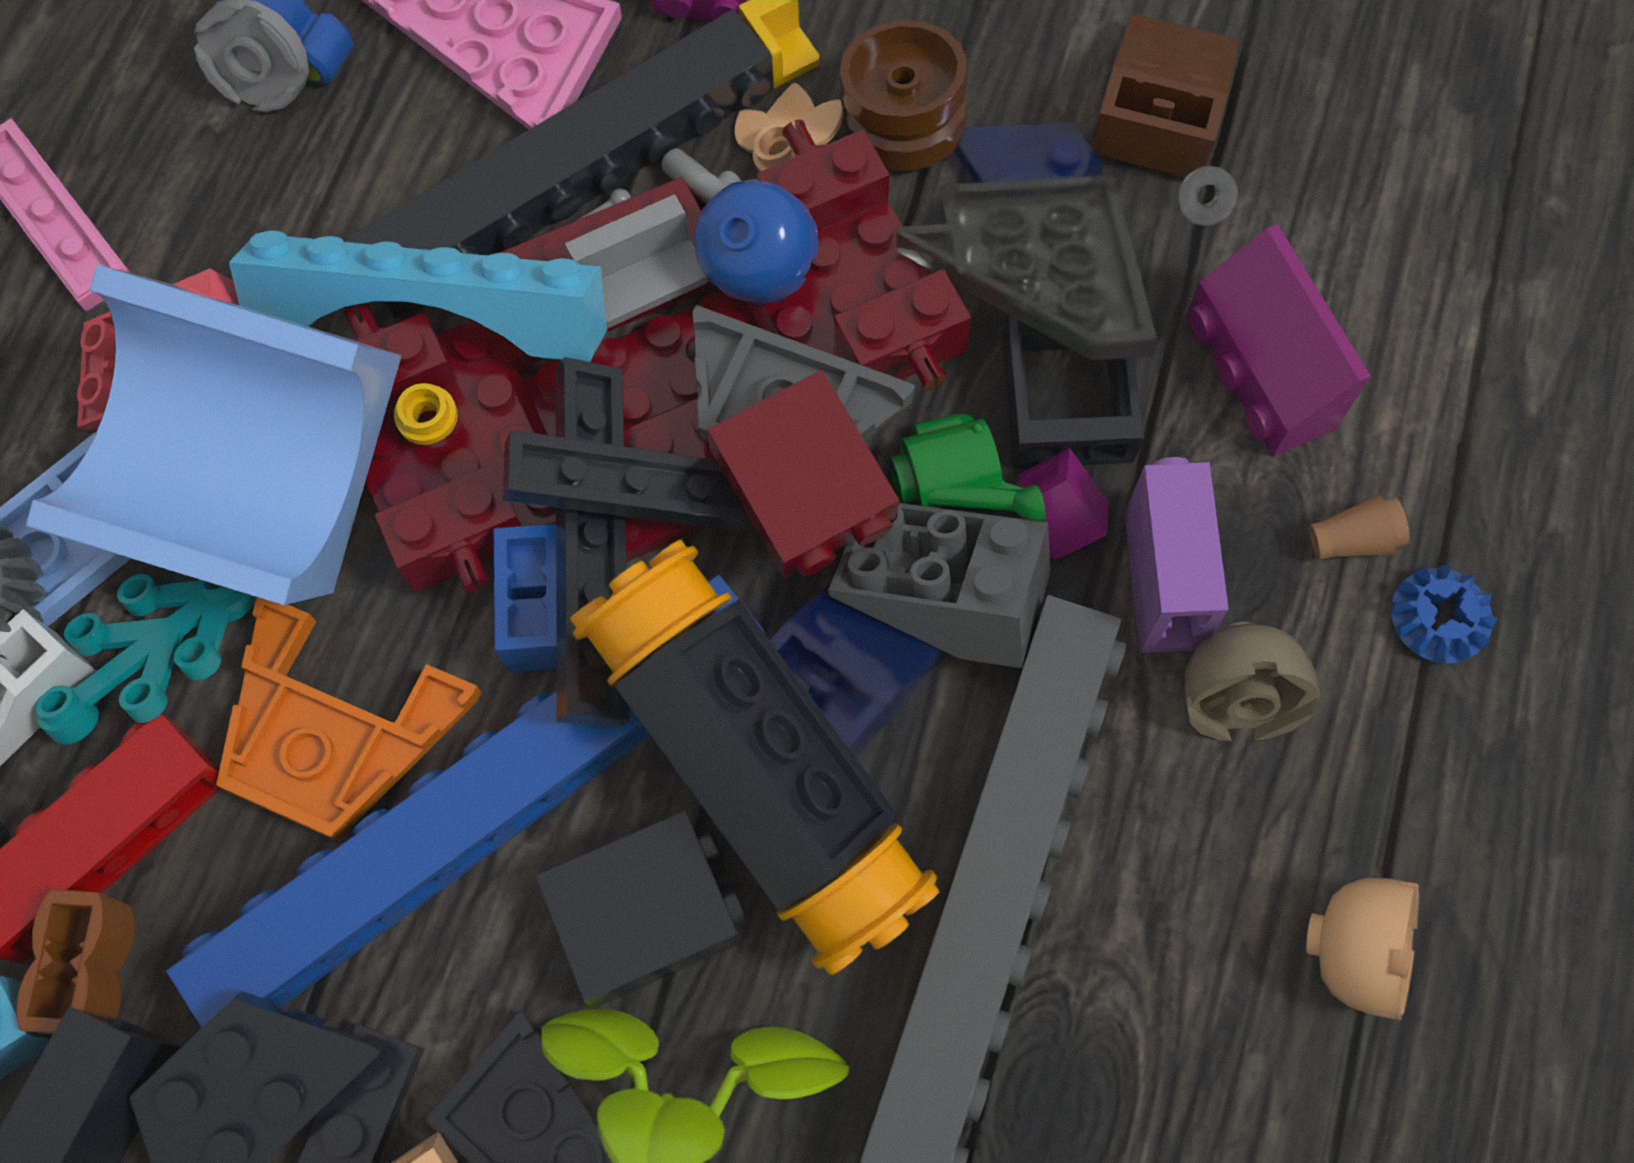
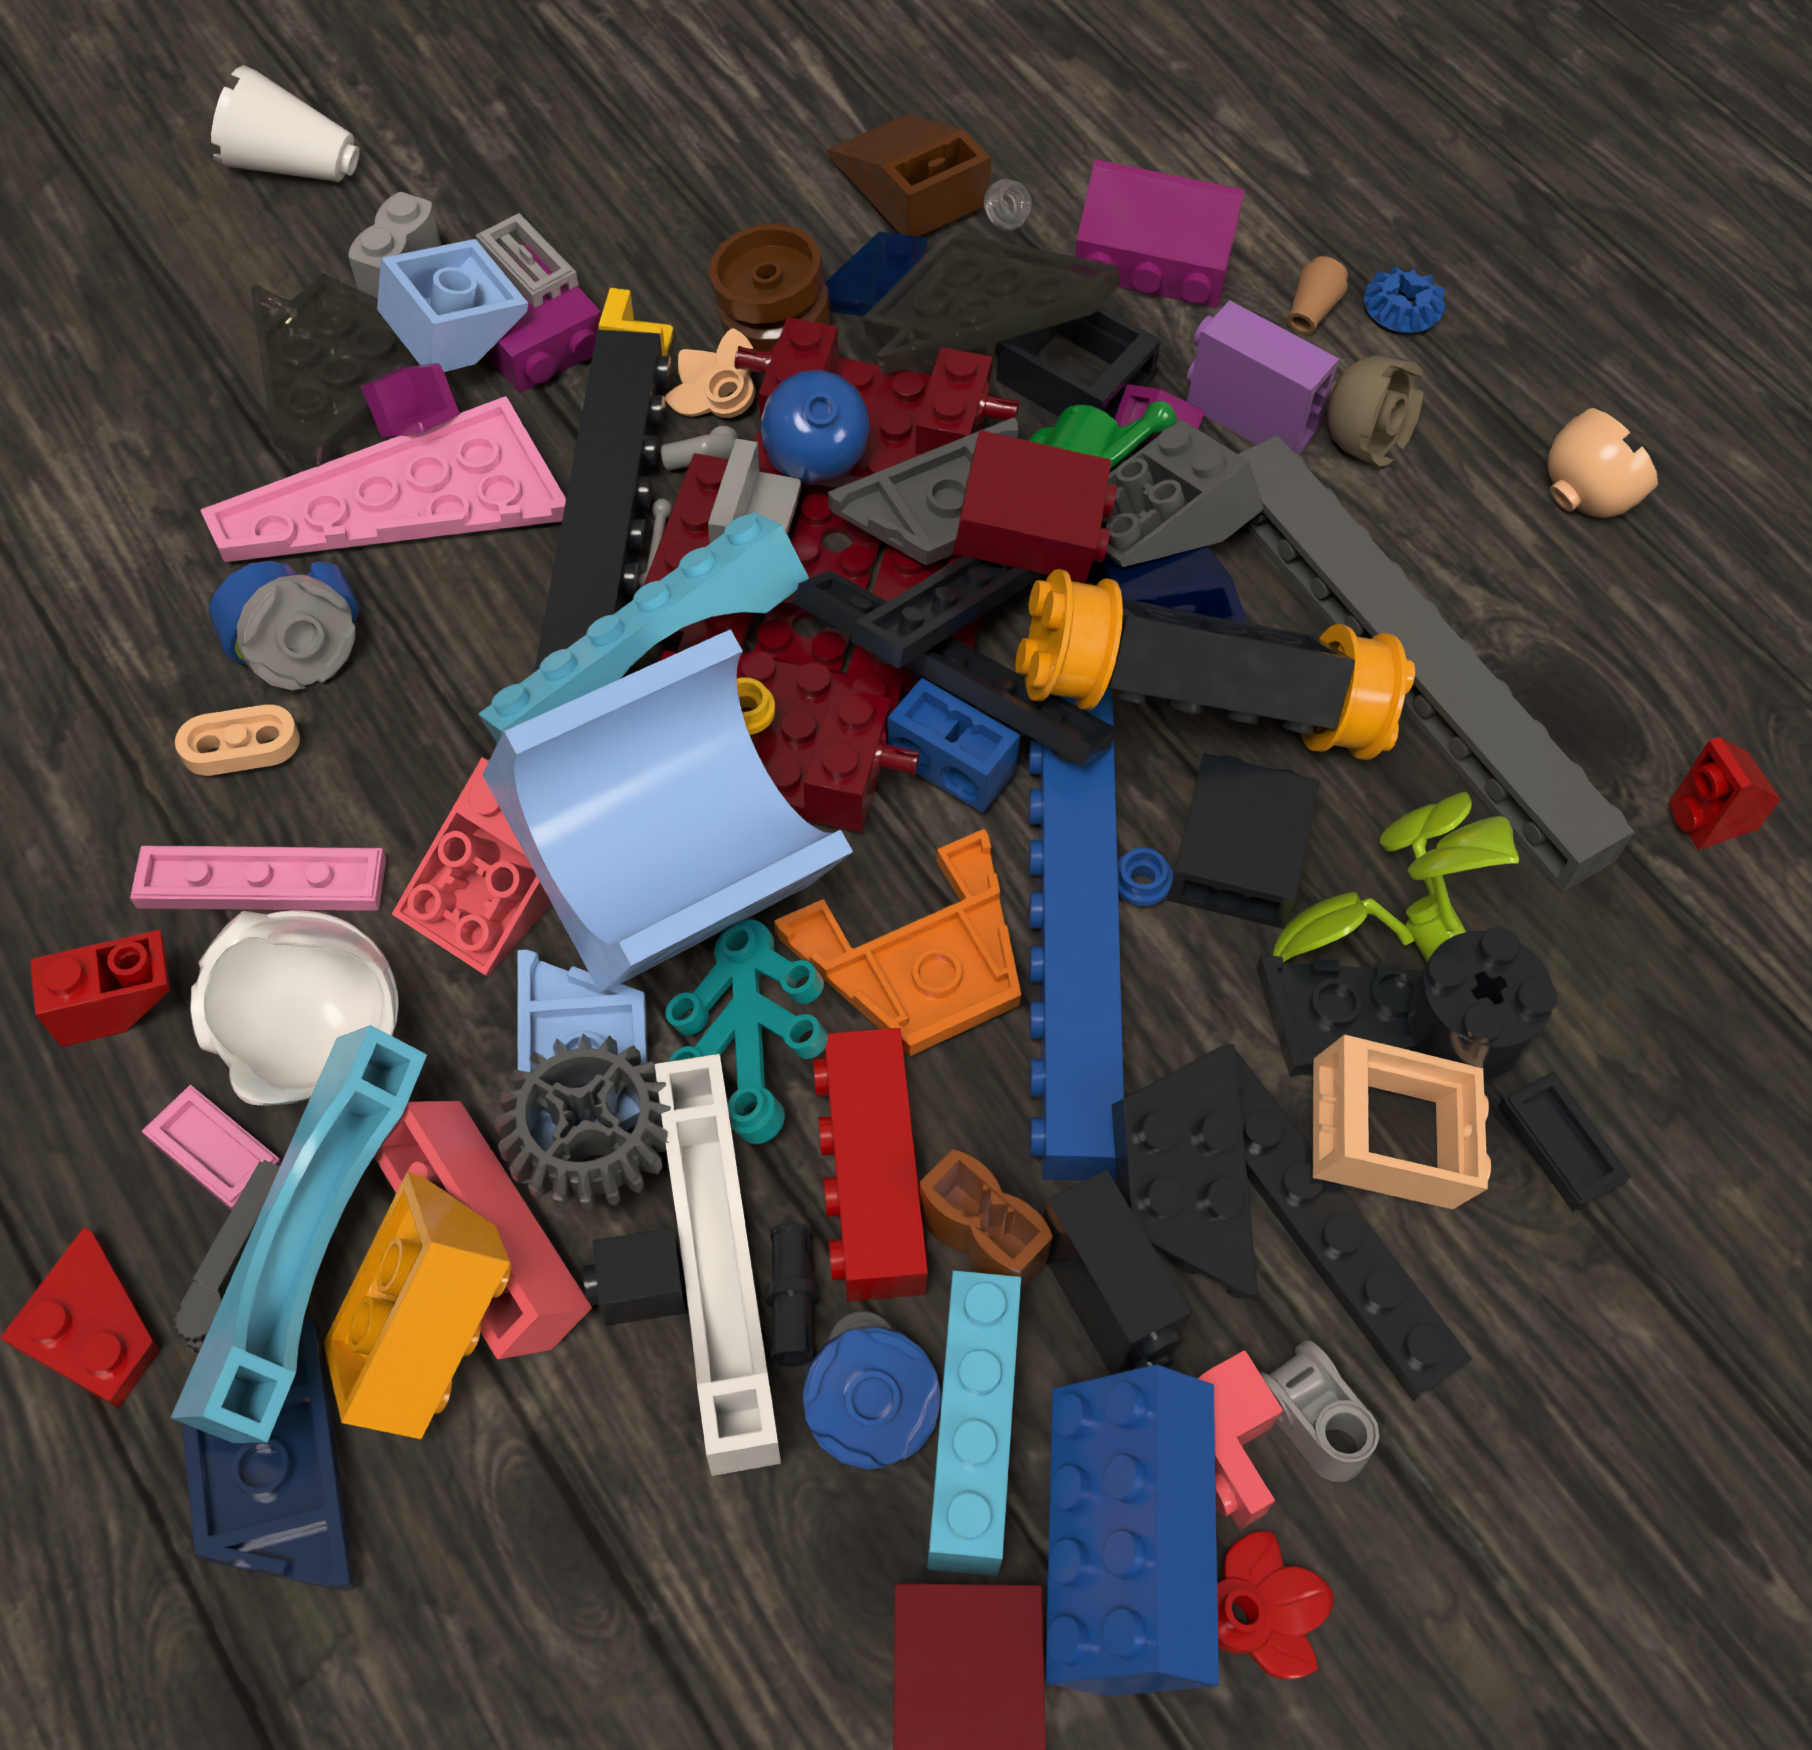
camera: 55 degrees left, 10 degrees down
(156, 105) = (239, 740): none -> light nougat plate
(531, 834) = (1143, 863): none -> blue plate

